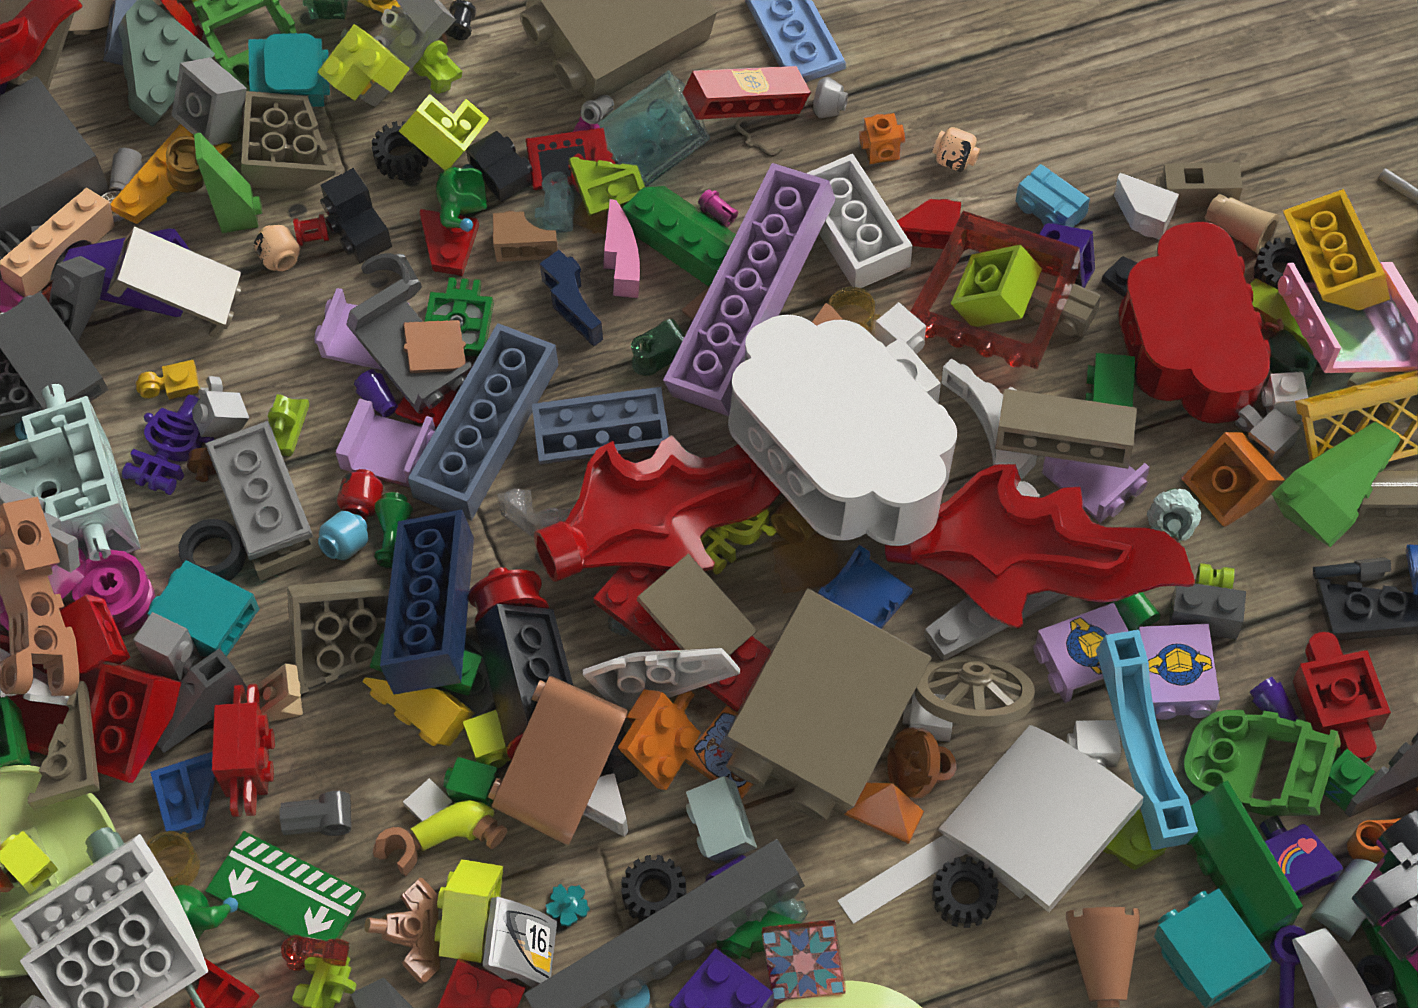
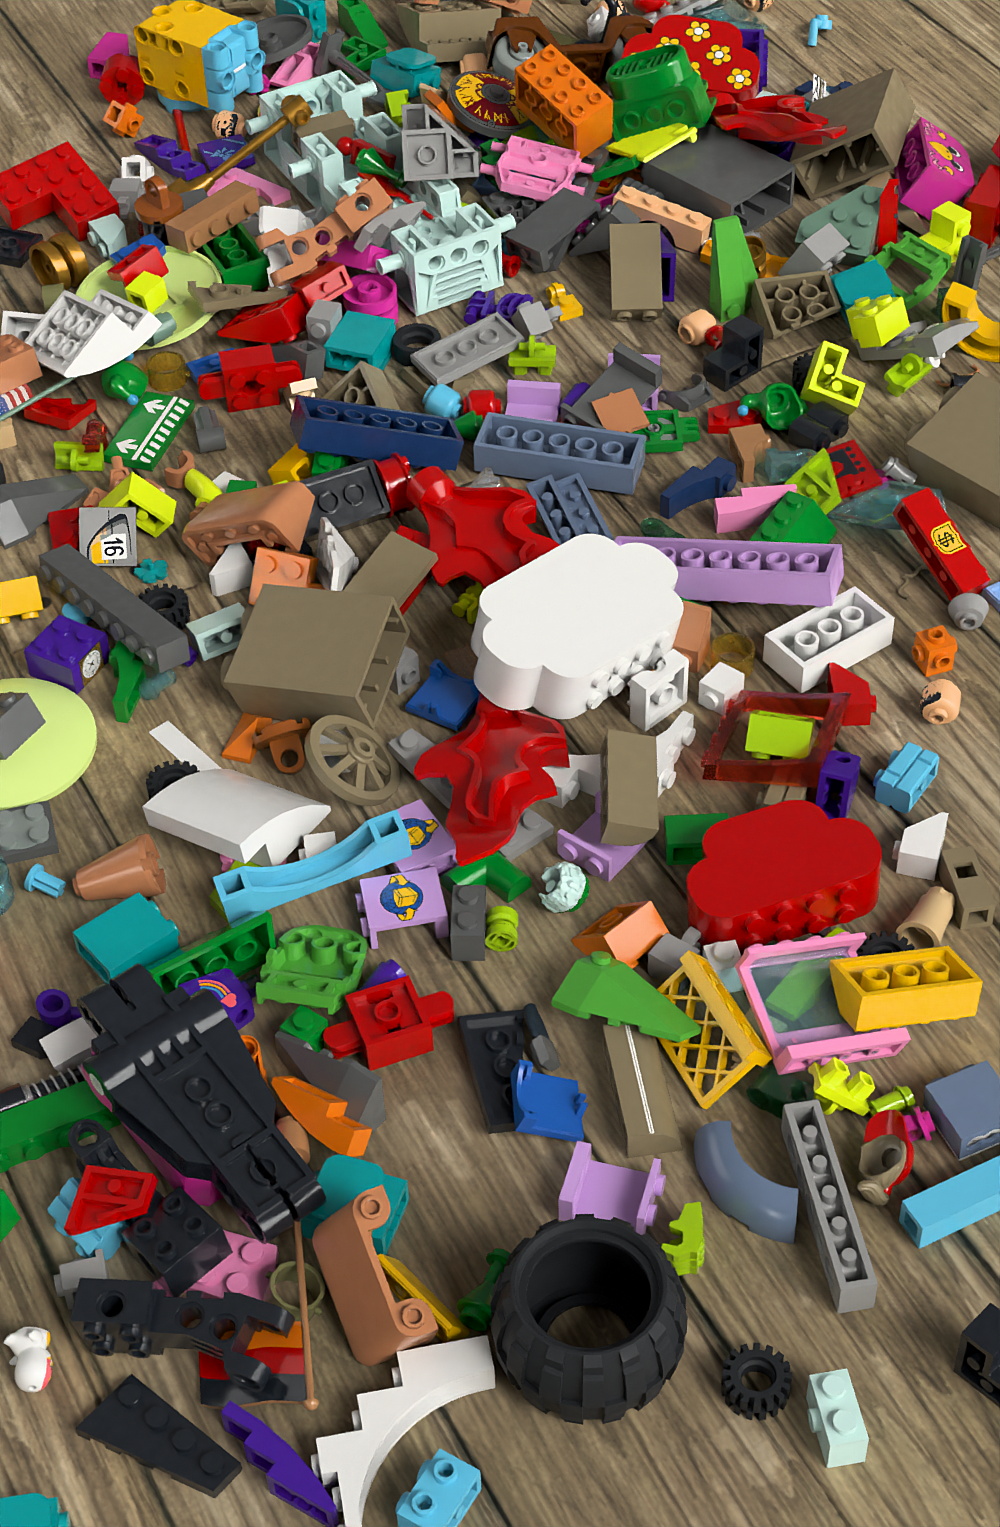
camera: 80 degrees right, 15 degrees down
(804, 960) = (102, 689): tile -> none

